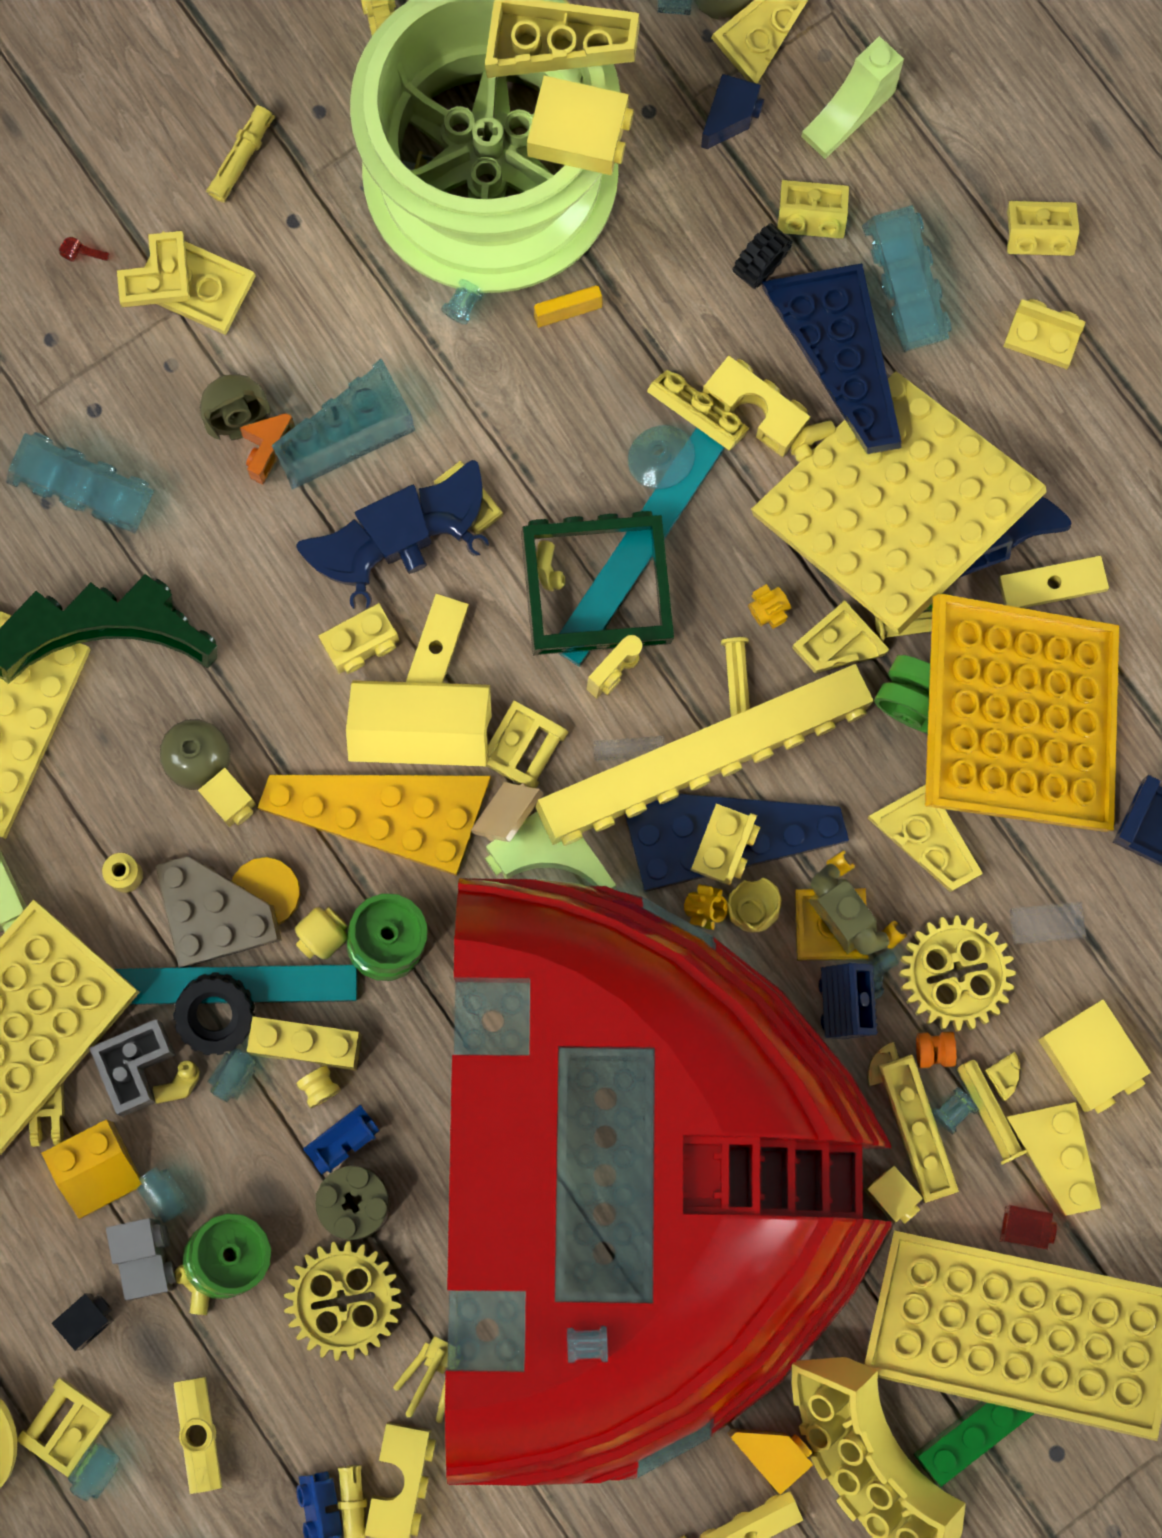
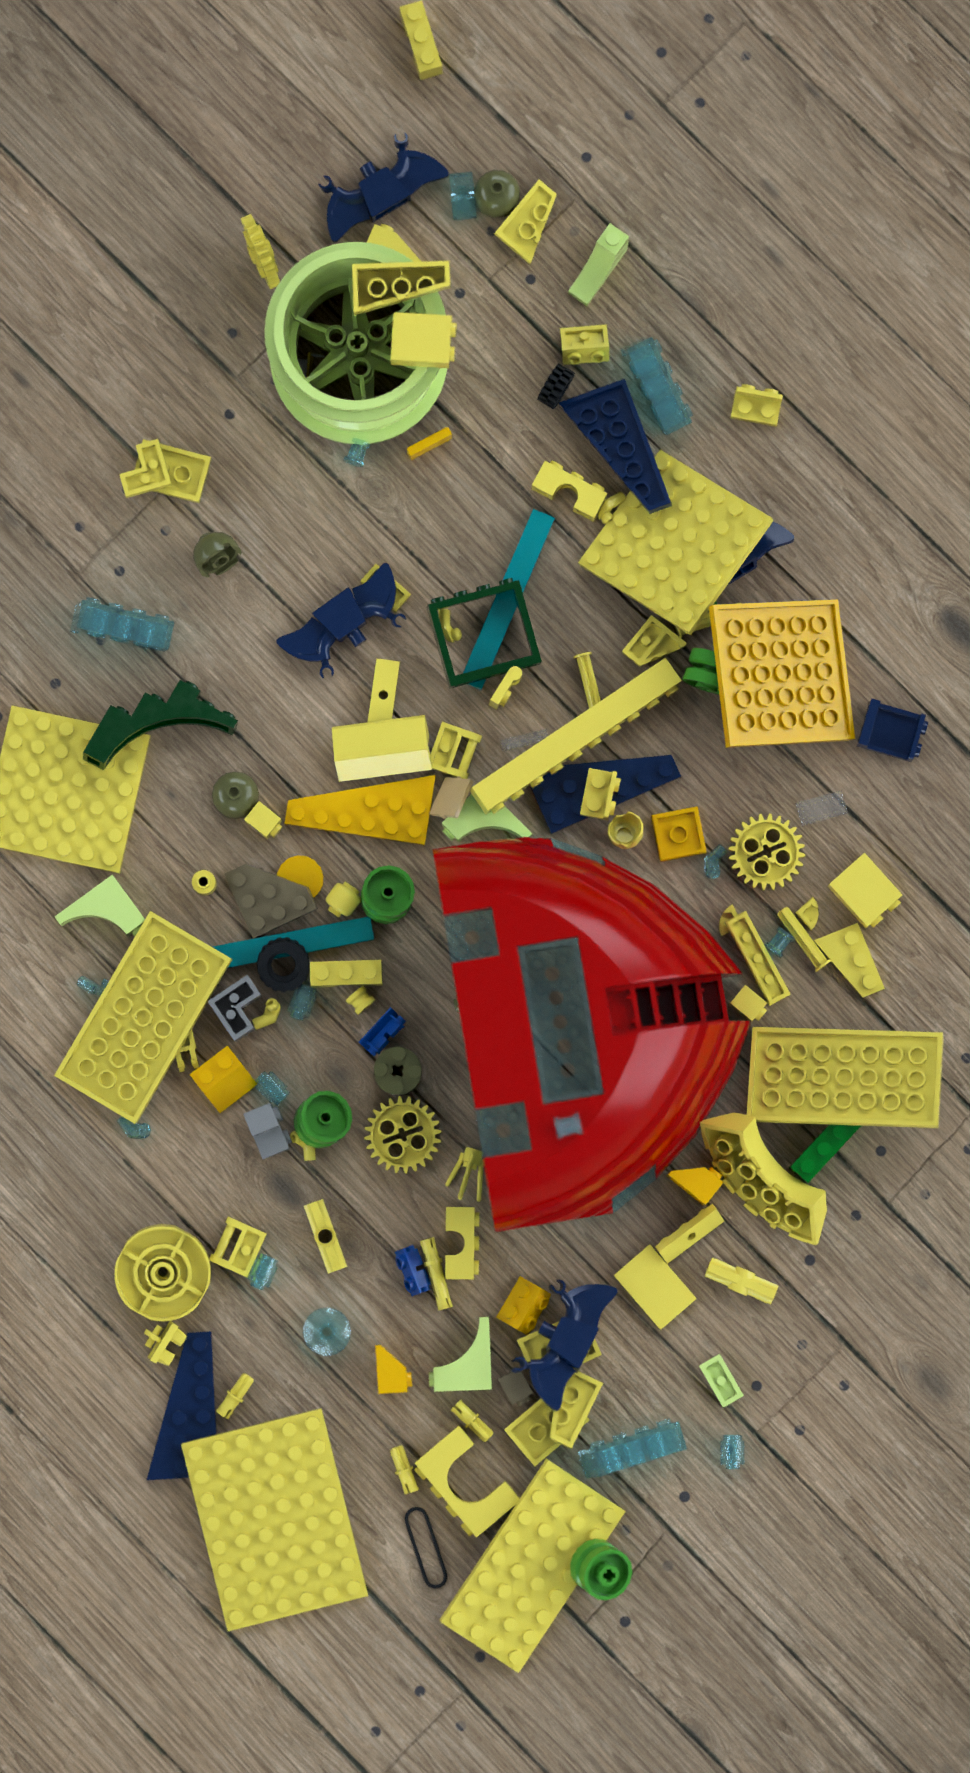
camera: 10 degrees left, 5 degrees up
(72, 247) = (82, 460): clear red hand -> none
(84, 1320) = (237, 1177): black brick -> none
(247, 142) = (186, 368): light yellow pin -> none
(265, 434) = (244, 569): orange slope -> none
(345, 428) = (295, 555): clear light blue wedge -> none
(359, 639) = (330, 697): light yellow bracket -> none
(663, 469) = (518, 543): clear light blue dish -> none
(698, 409) = (530, 500): light yellow tile -> none
(706, 906) = (593, 837): yellow gear -> none
(731, 110) = (517, 284): dark blue slope -> none
(769, 606) = (601, 628): yellow gear -> none
(847, 913) = (687, 825): olive torso -> none
(848, 1001) = (698, 883): dark blue brick -> none
(928, 838) = (733, 766): light yellow wing -> none
(936, 1049) = (766, 904): orange wheel -> none
(1028, 1228) = (839, 1009): clear red brick -> none
(1042, 228) = (743, 330): light yellow bracket -> none
(1073, 580) = (803, 573): light yellow tile -> none

